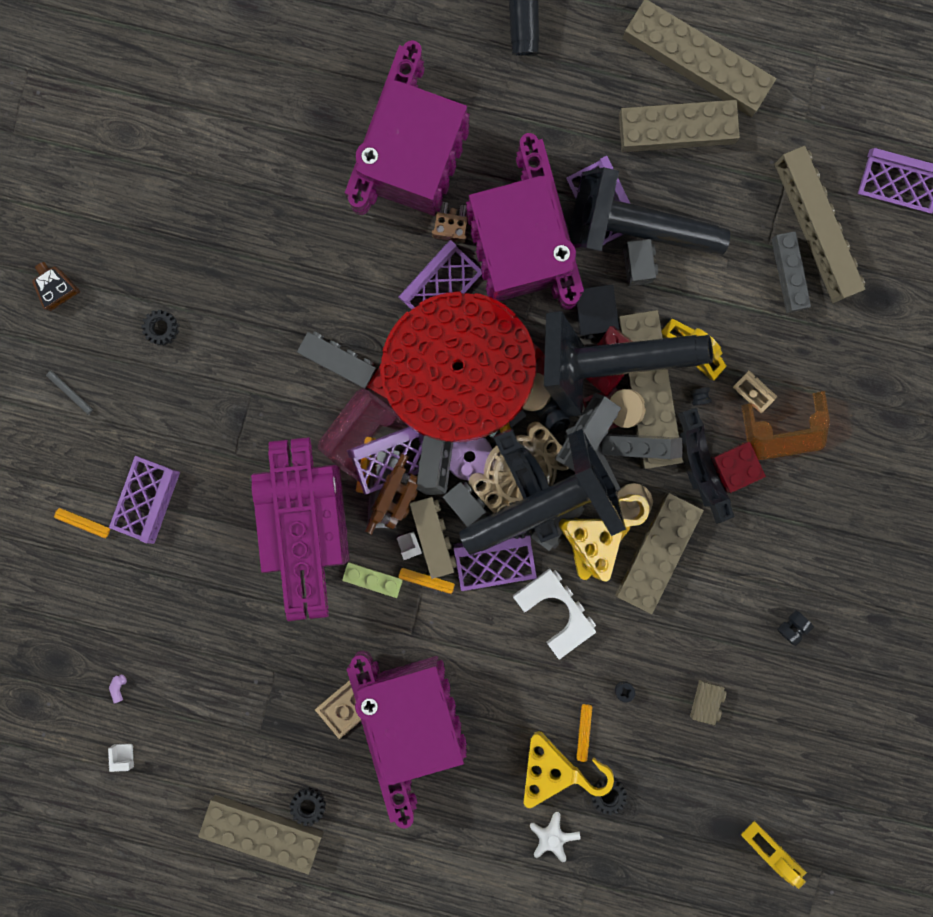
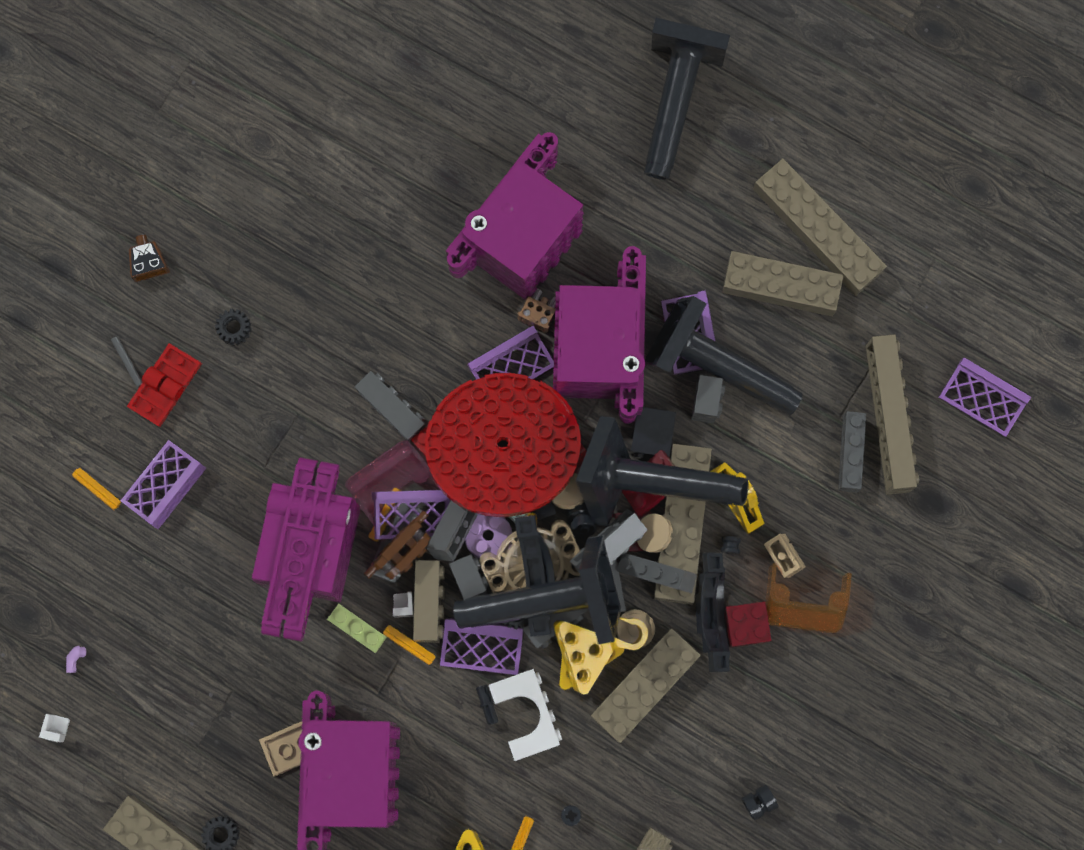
camera: 20 degrees right, 10 degrees down
(112, 404) = (164, 384): none -> red plate
(516, 614) = (487, 704): none -> black axle

